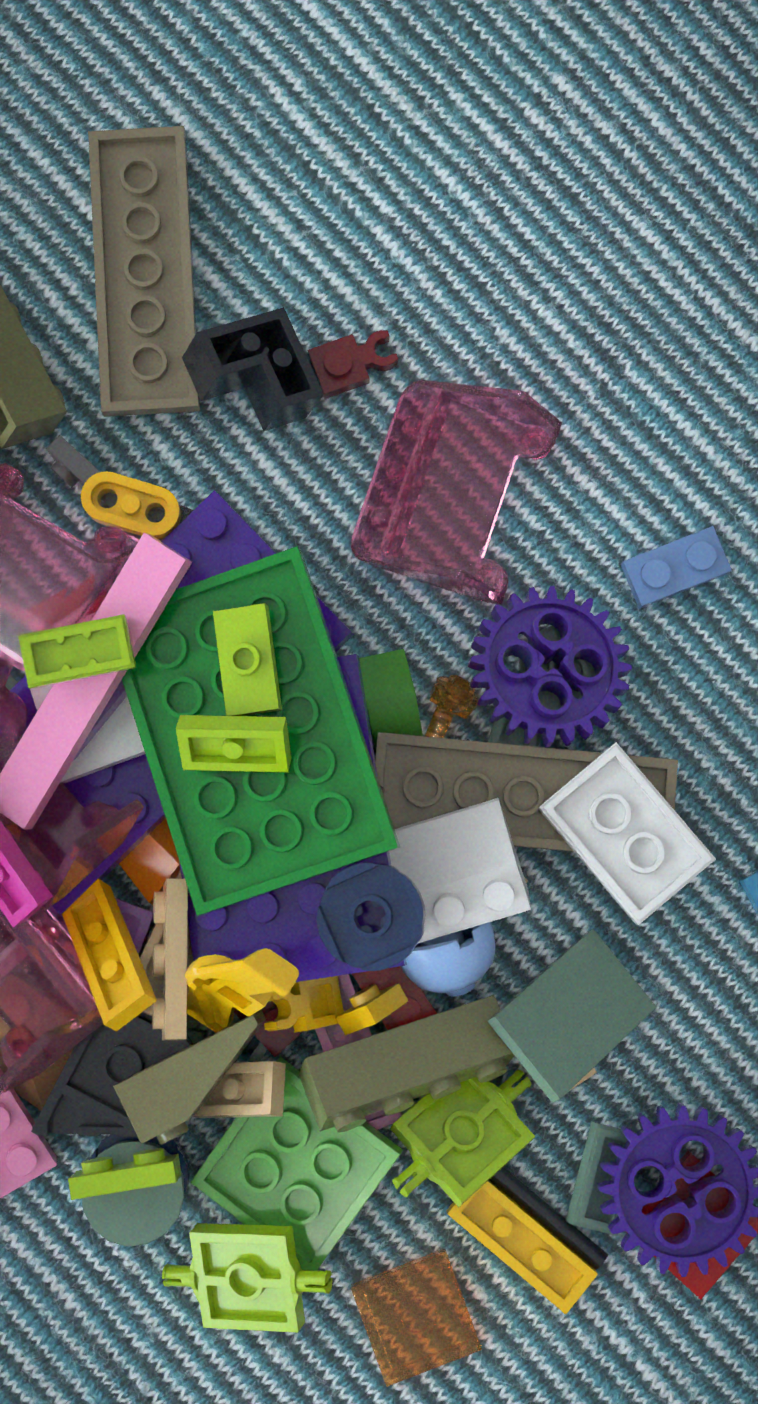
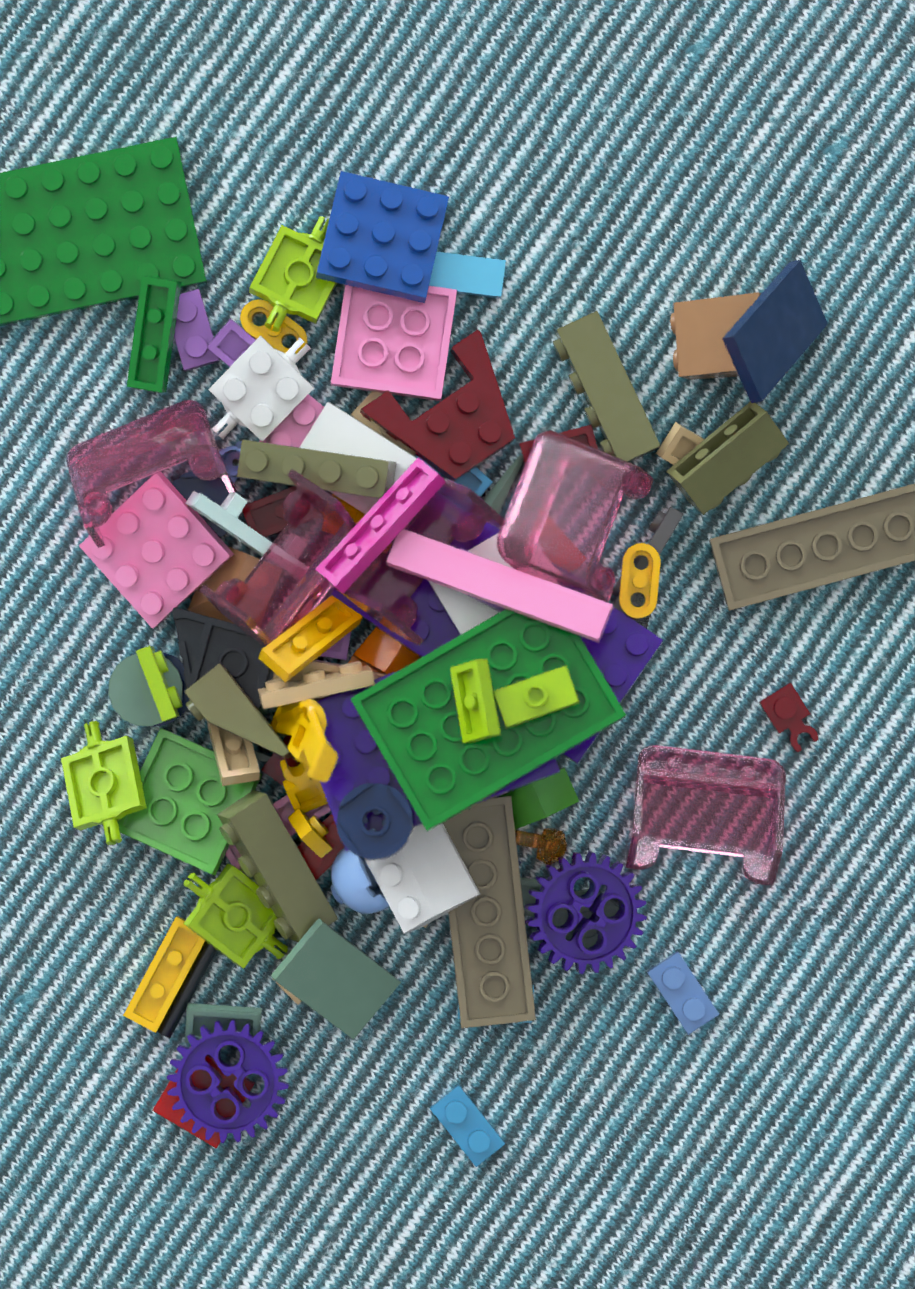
camera: 75 degrees right, 5 degrees up
(77, 651) = (517, 576): lime plate -> none
(261, 358) = (771, 655): black brick -> none
(416, 1317) = (98, 908): clear orange tile -> none
(626, 833) = (473, 992): white tile -> none

